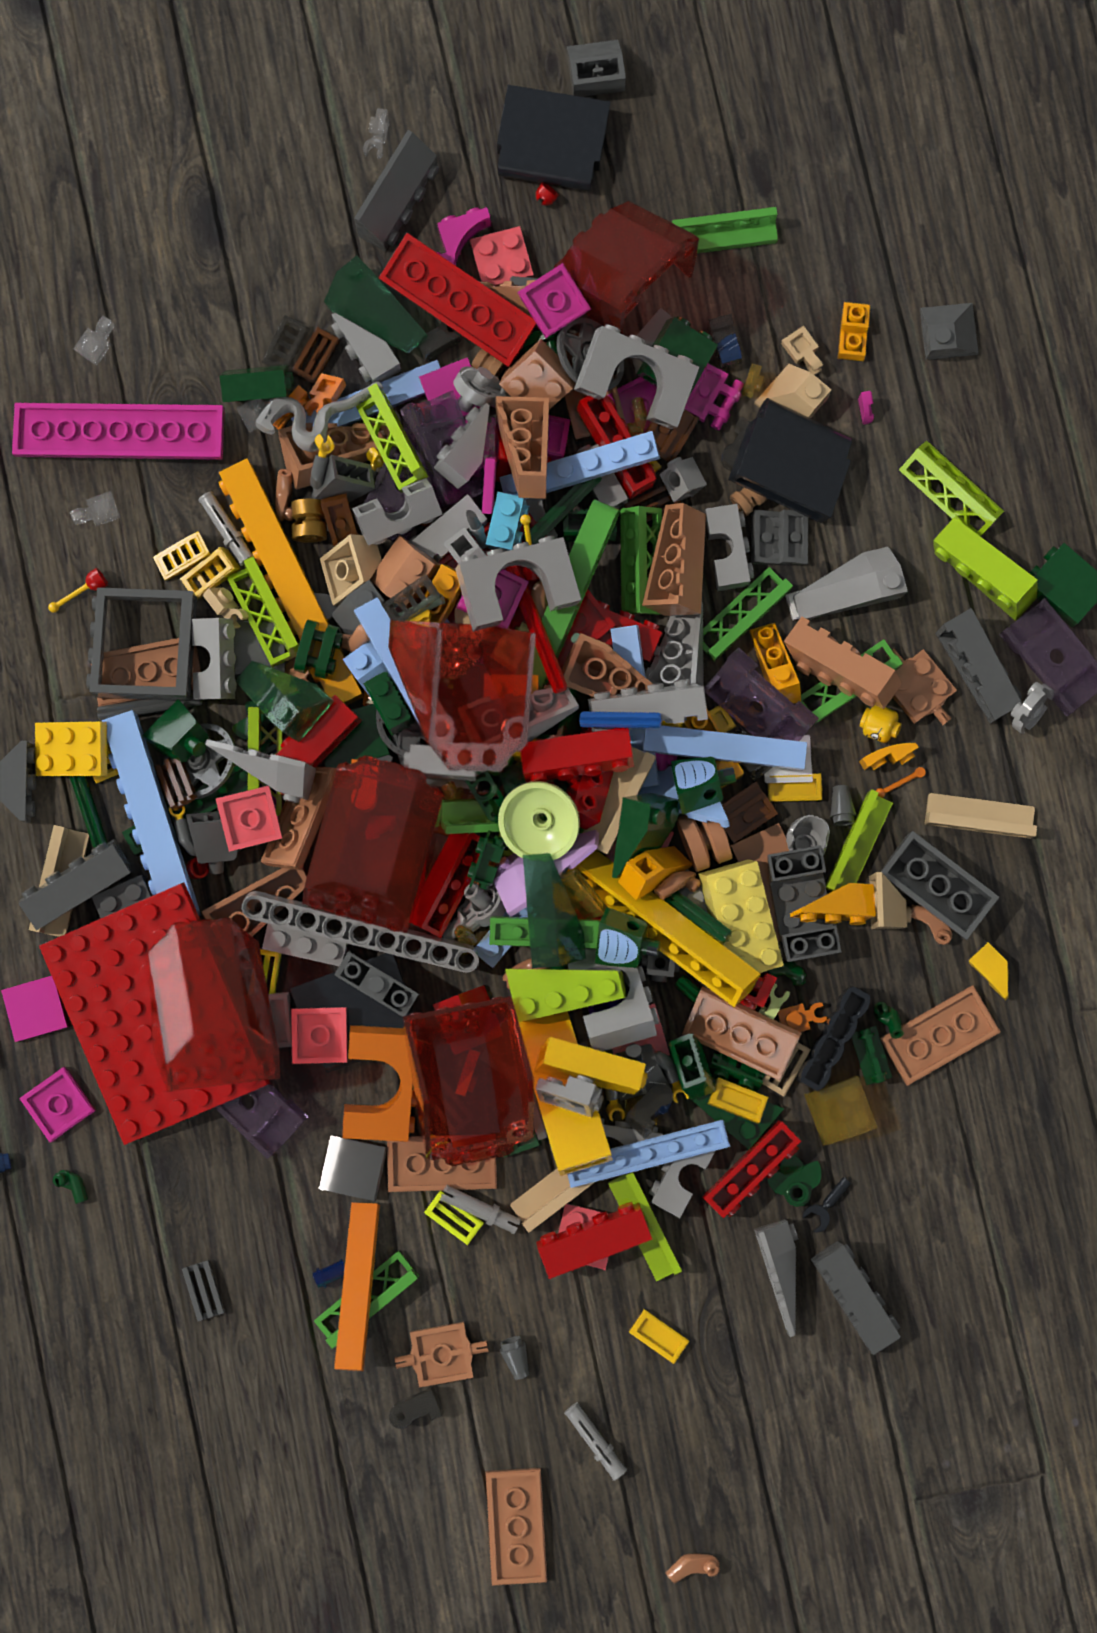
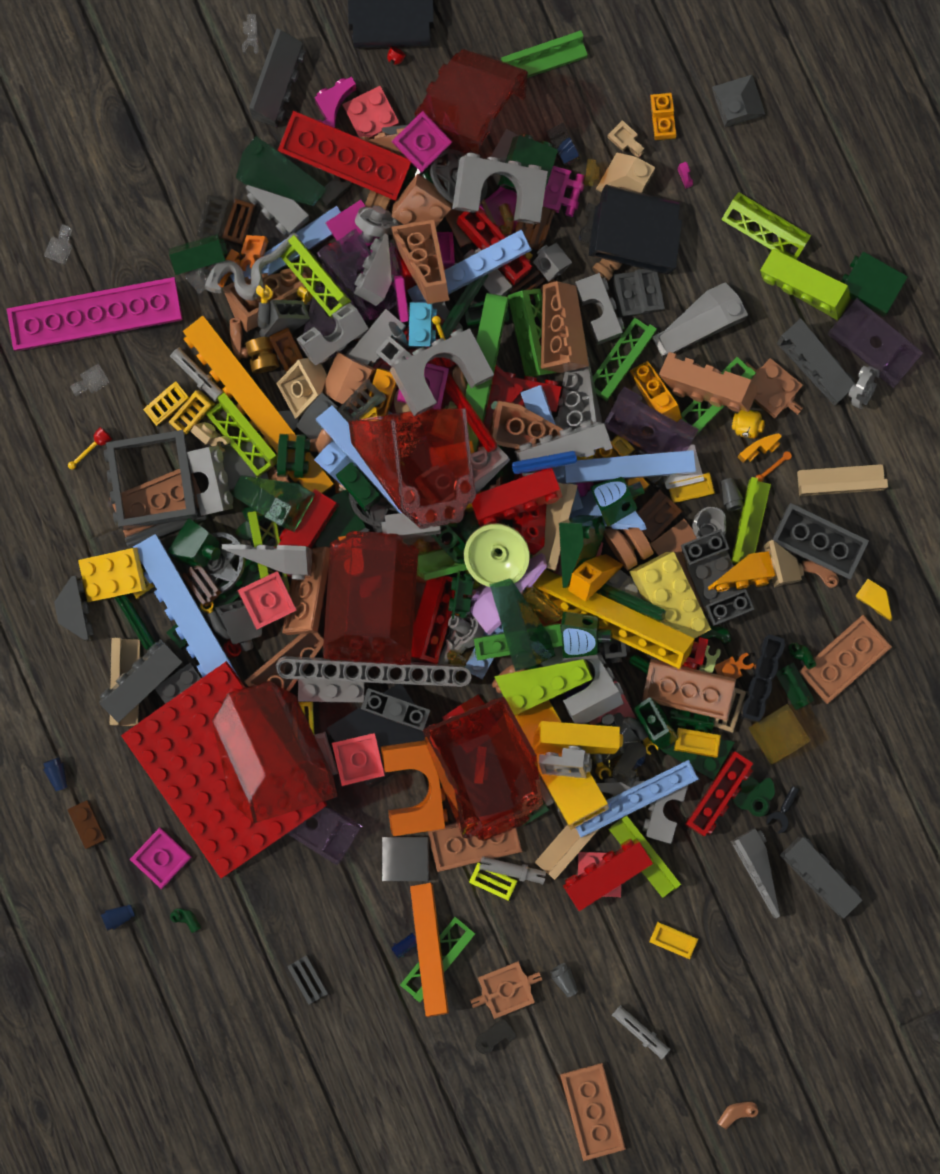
camera: 15 degrees left, 0 degrees up
(34, 1009) = (126, 786): dark pink tile -> none
(677, 881) = (613, 581): nougat arm -> none

